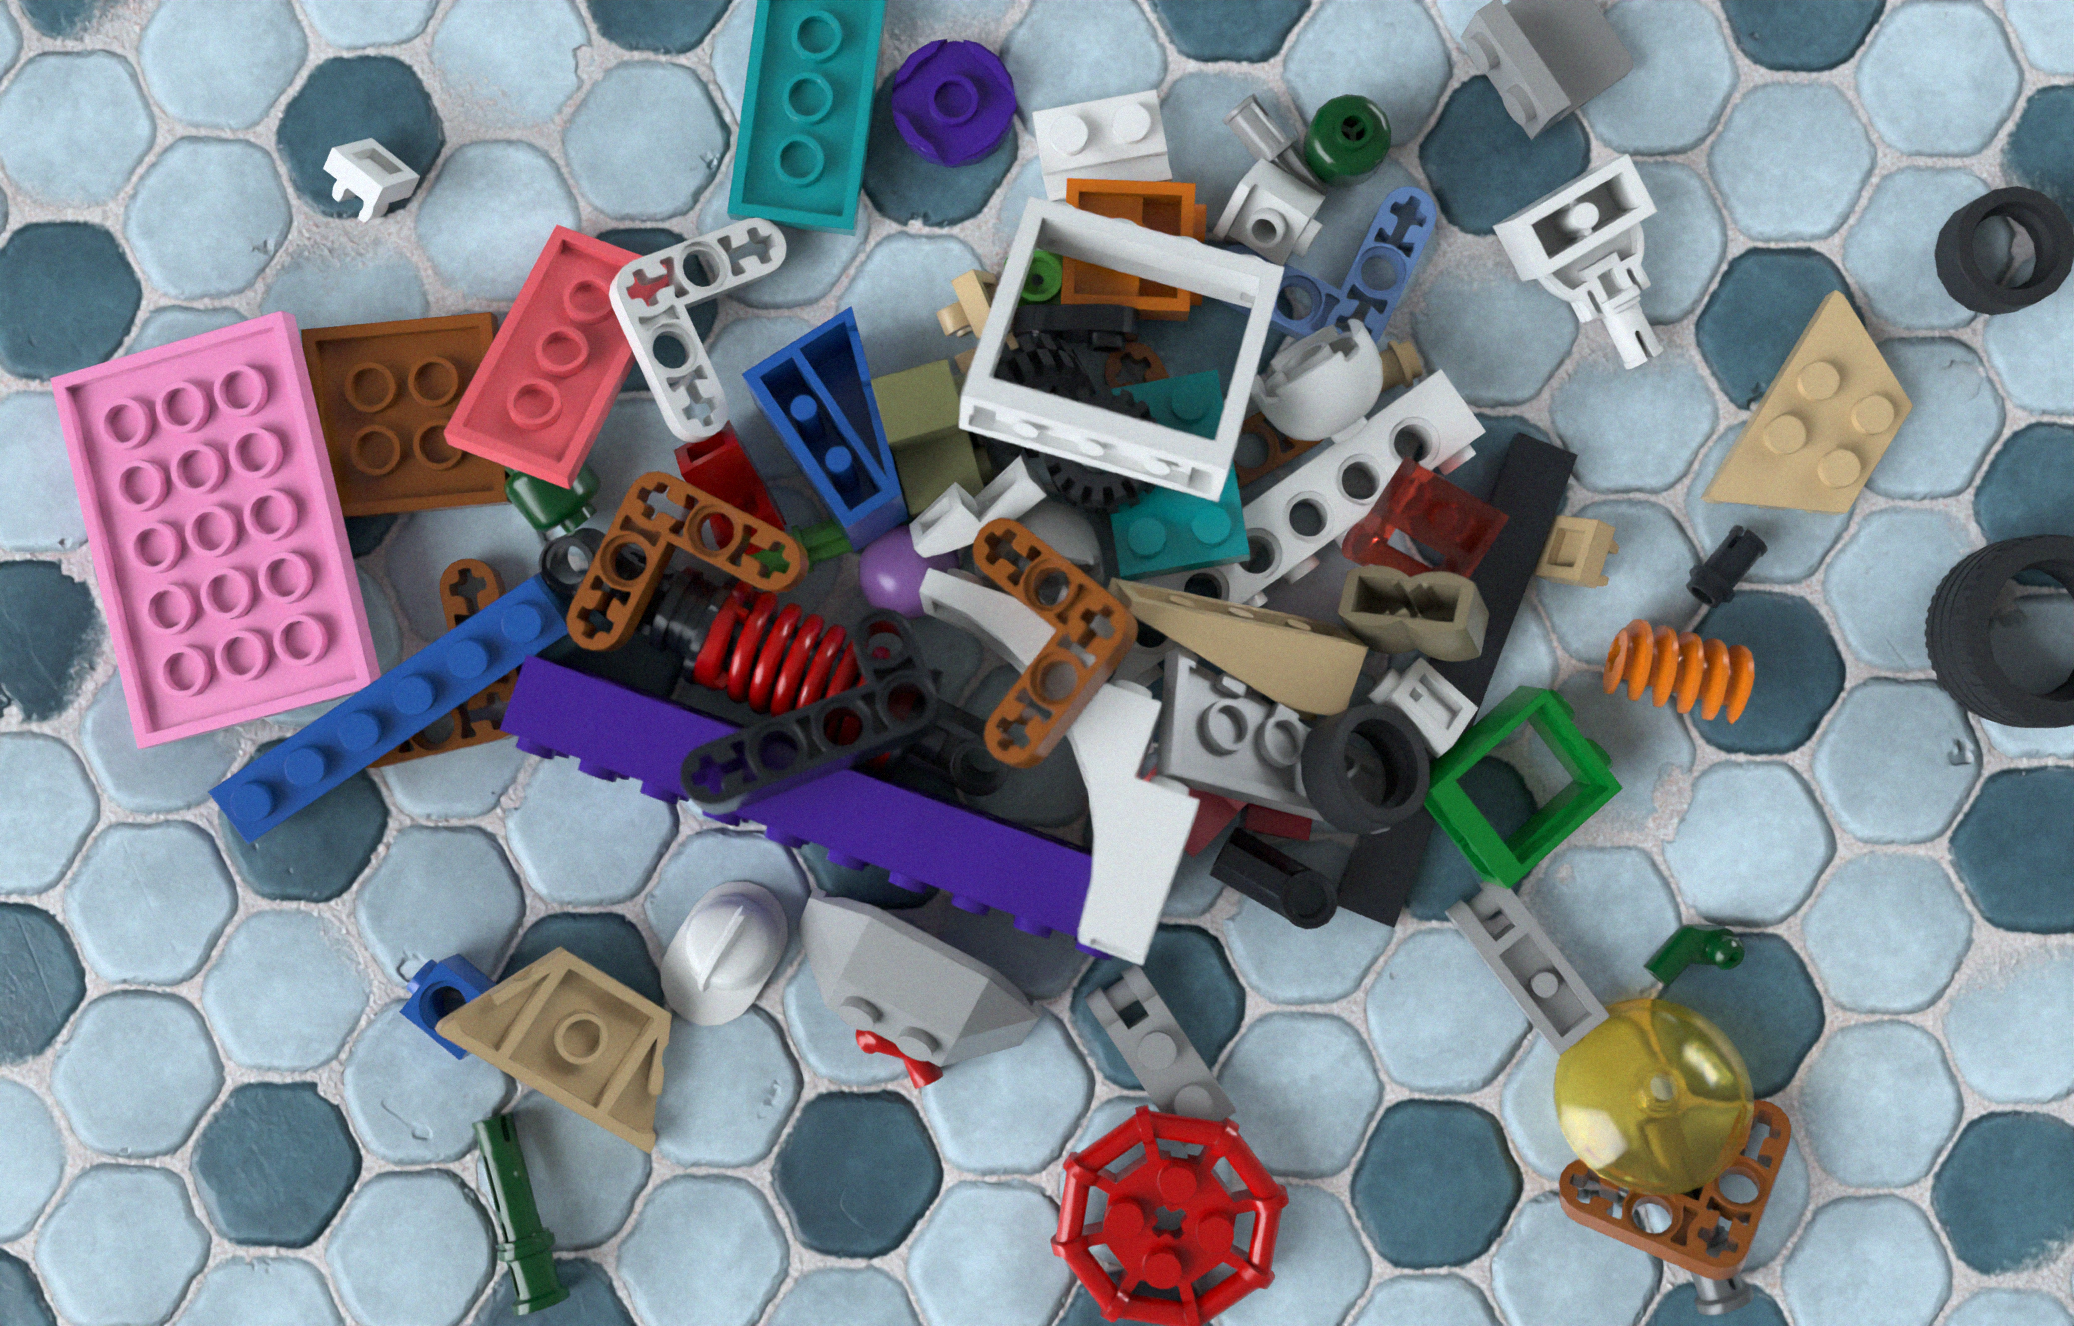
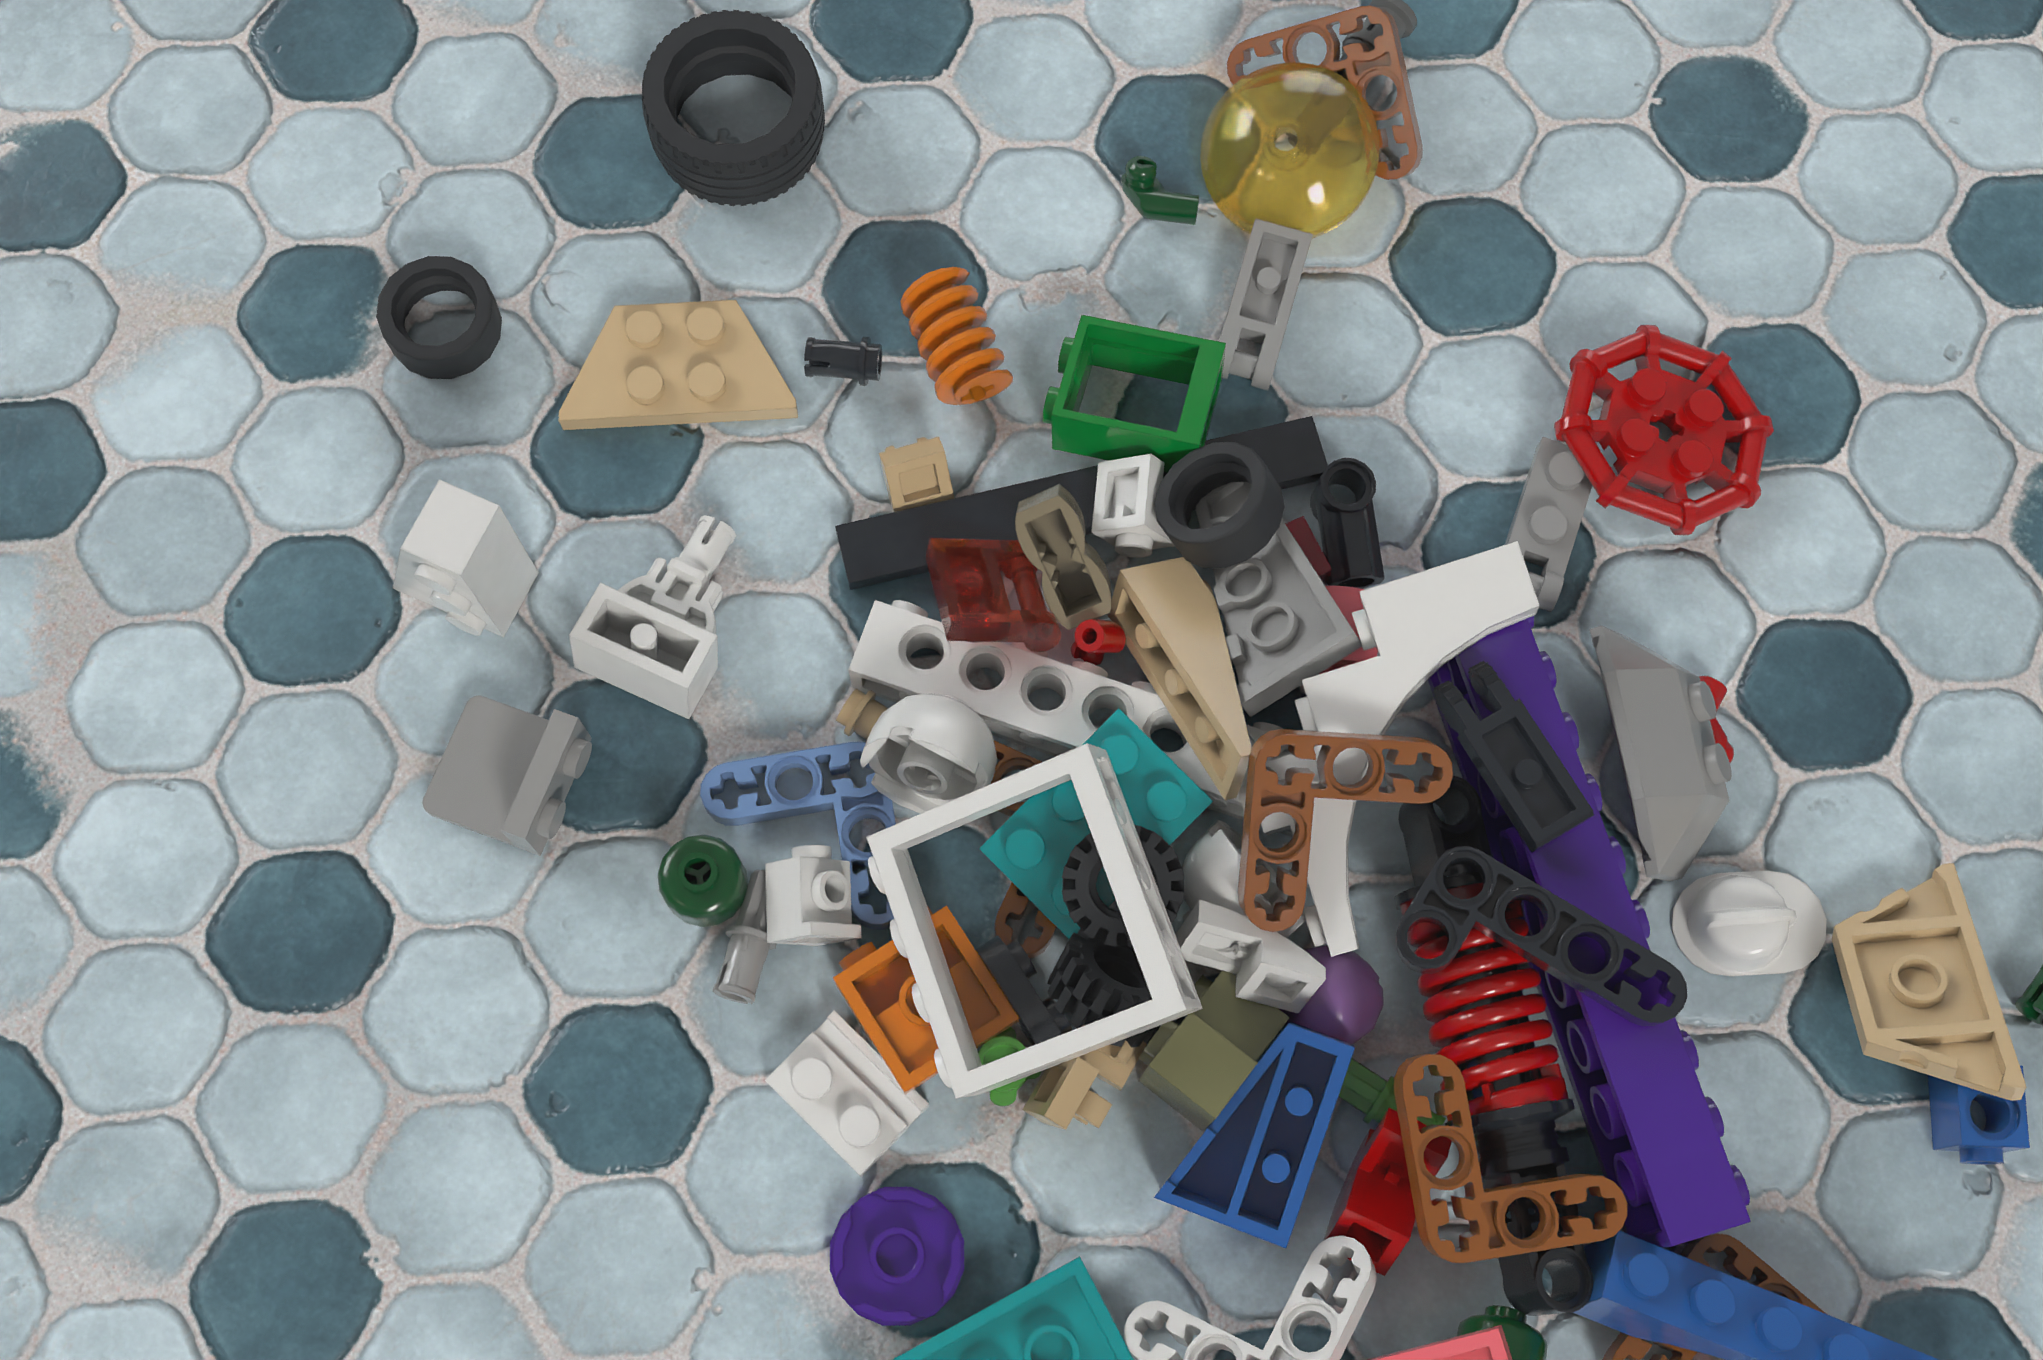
camera: 130 degrees left, 15 degrees down
(970, 826) = (1514, 759): none -> black hinge
(1323, 592) = (1095, 639): none -> red arm
(1752, 111) = (465, 561): none -> white wedge

